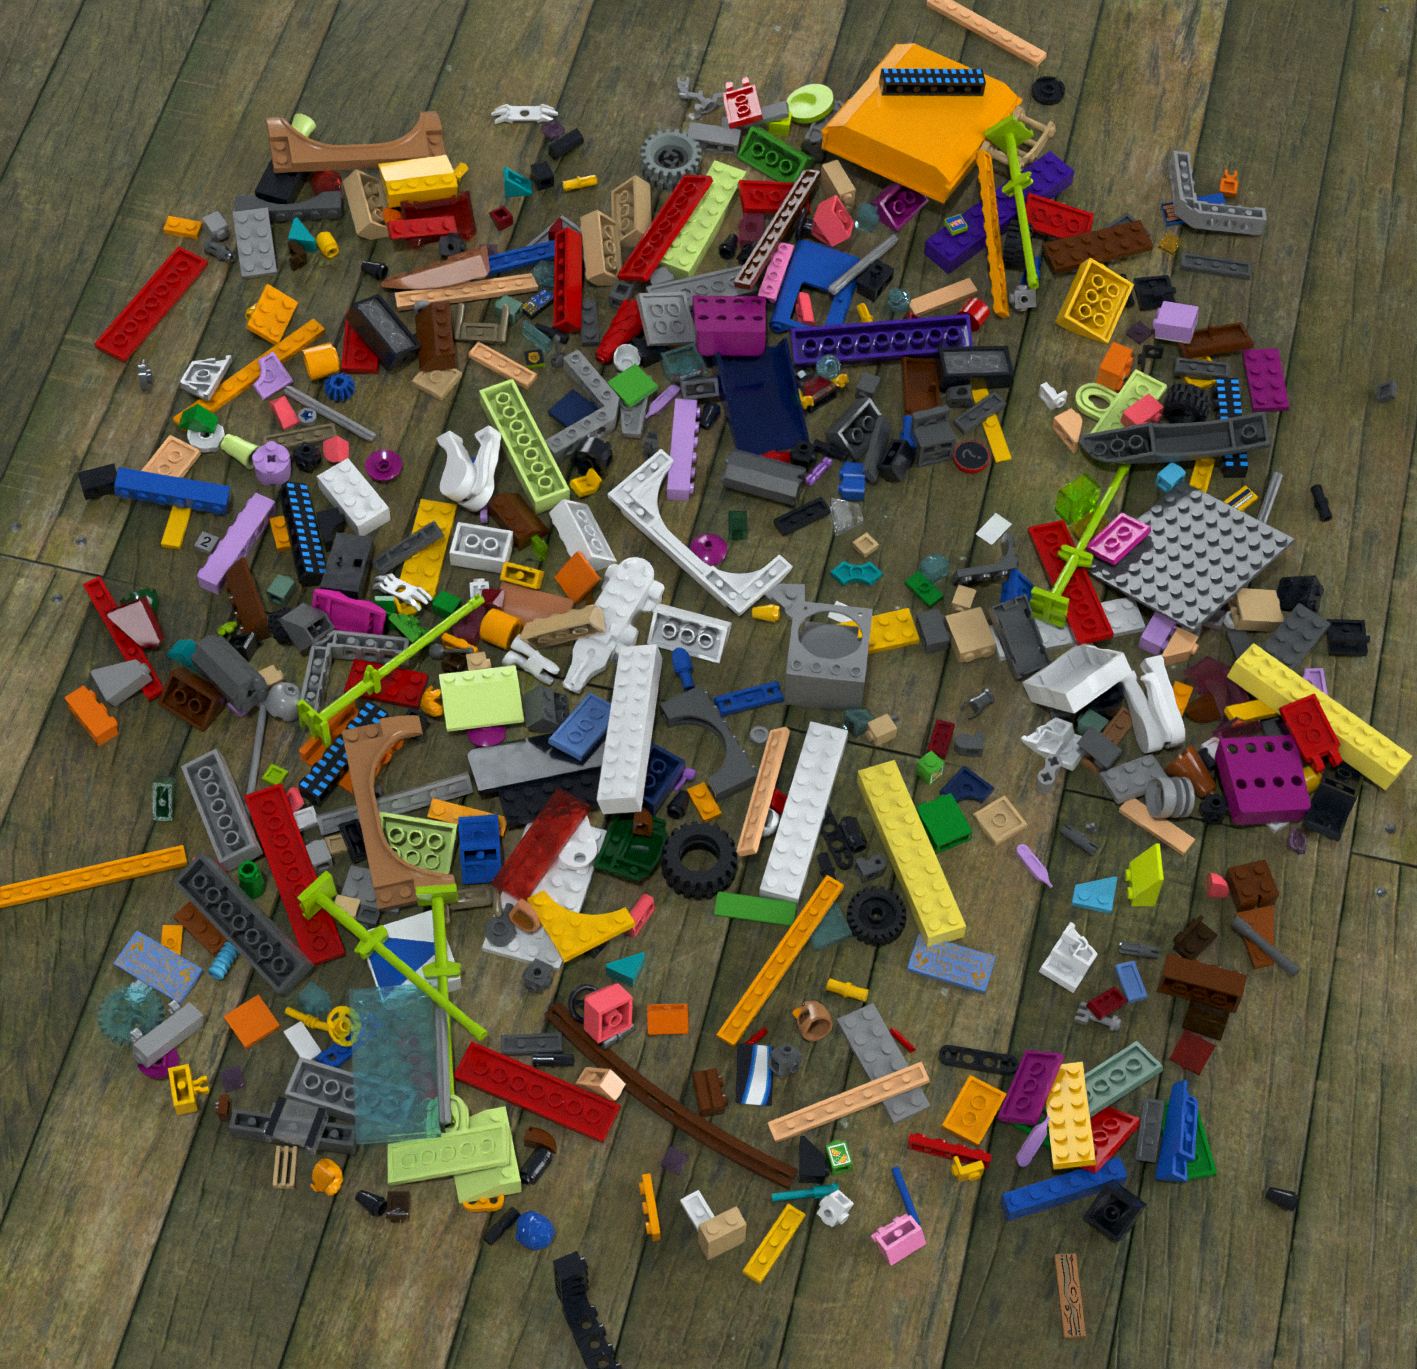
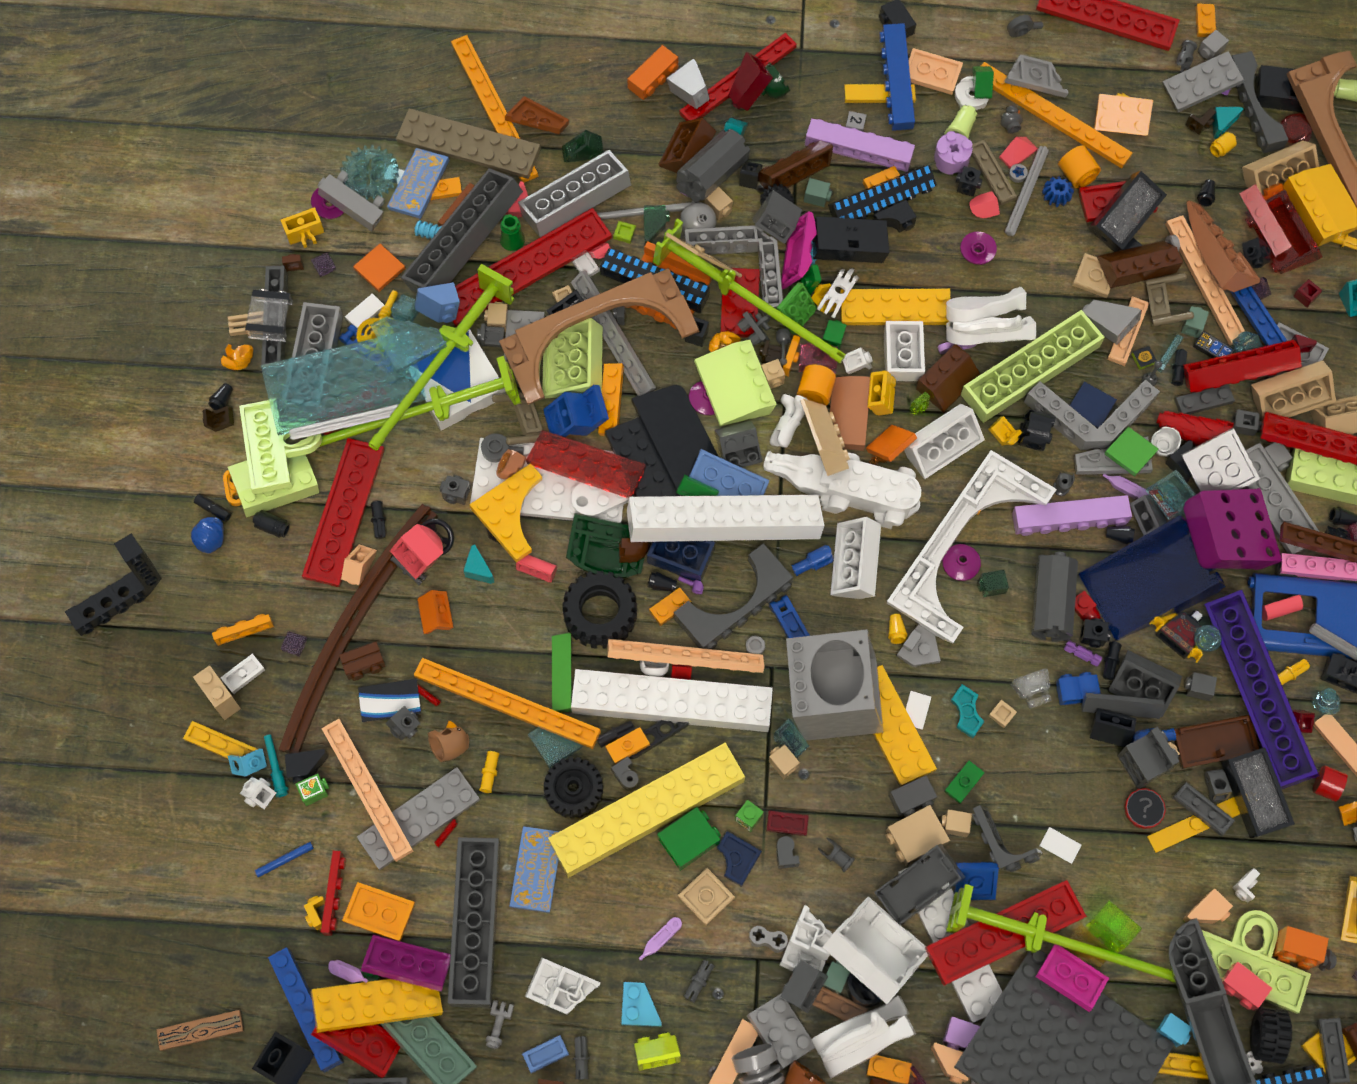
camera: 80 degrees right, 10 degrees up
(110, 837) = (537, 116): none -> dark orange wing
(124, 908) = (468, 143): none -> dark tan plate
(227, 627) = (768, 157): lime plant -> none
(248, 408) = (1012, 119): none -> dark grey animal
(272, 376) = (1053, 132): lavender tile -> none
(277, 742) = (654, 221): none -> clear green slope
(319, 855) = (547, 283): light grey brick -> none
(326, 952) = (438, 302): none -> medium blue slope
(333, 695) = (700, 251): none -> tan door
(354, 497) = (933, 230): white brick -> none
(367, 986) = (407, 341): none -> clear light blue plate
(407, 547) = (888, 287): dark grey plate -> none
(417, 673) = (749, 321): none -> dark grey hips
(491, 371) = (1112, 319): none -> light grey slope
(493, 598) = (847, 370): dark red slope -> none
(529, 1043) = (392, 499): dark grey tile -> none
(540, 1138) = (298, 524): reddish brown brick -> none
(593, 750) = (692, 487): none -> green plate
(802, 516) = (1021, 645): black plate -> none
(802, 1216) = (248, 763): none -> medium azure bracket
(843, 860) = (627, 745): none -> light orange plate
(853, 834) = (660, 751): black head -> none
(899, 1238) = (233, 858): bright pink brick -> none
(934, 567) = (991, 787): clear light blue brick -> none
(979, 1056) = (434, 909): black beam -> none
(998, 1020) = (474, 922): none -> dark grey brick
(1106, 1003) = (514, 1030): dark red plate -> none
(1145, 354) = (1339, 982): black bracket -> none

